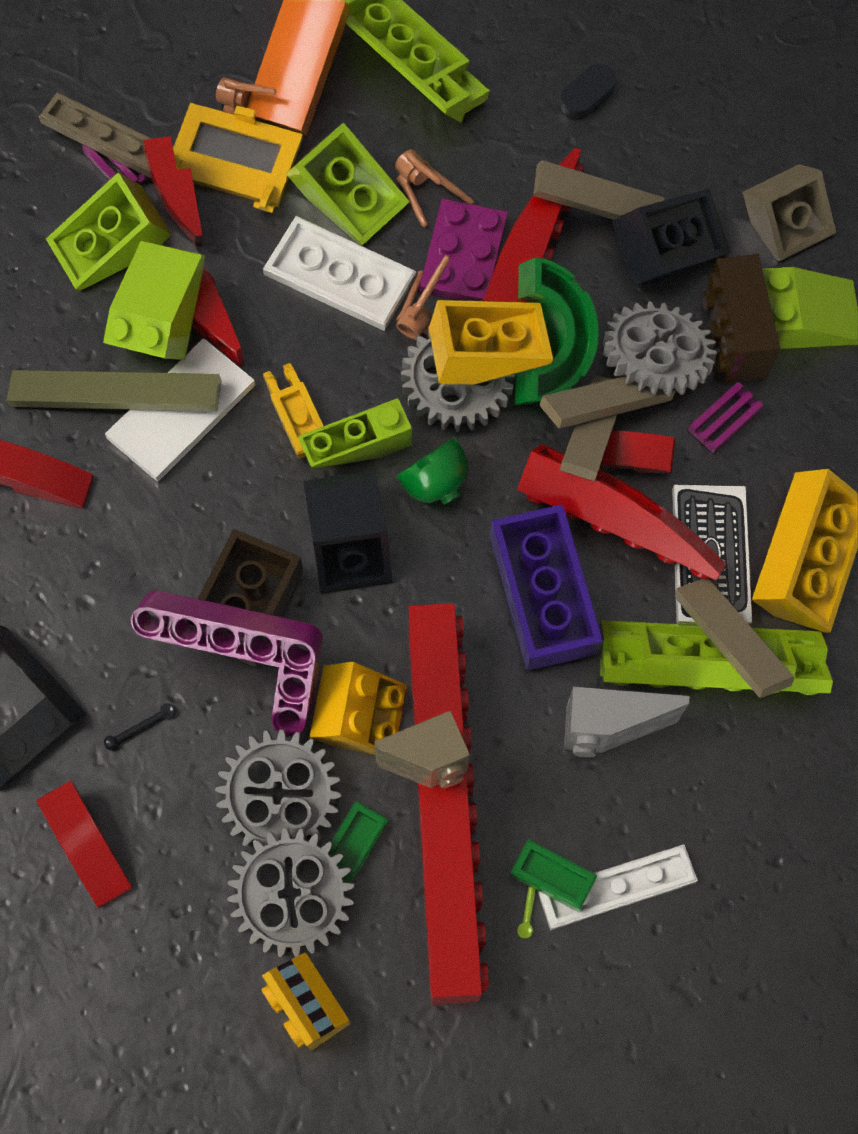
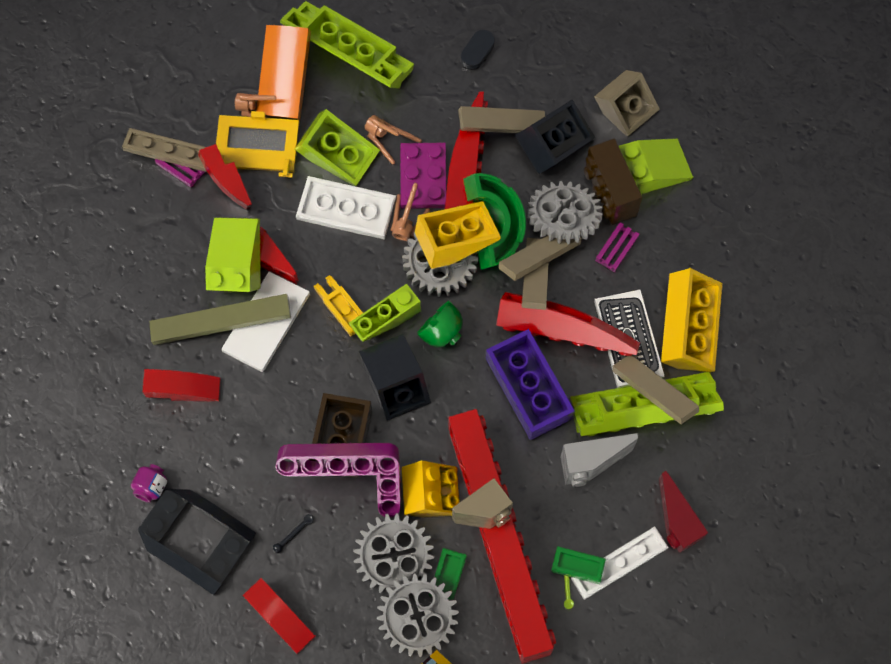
camera: 10 degrees left, 0 degrees up
(107, 232) = (187, 215): lime slope -> none
(639, 452) = (568, 282): red slope -> none
(725, 843) = (680, 520): none -> dark red slope

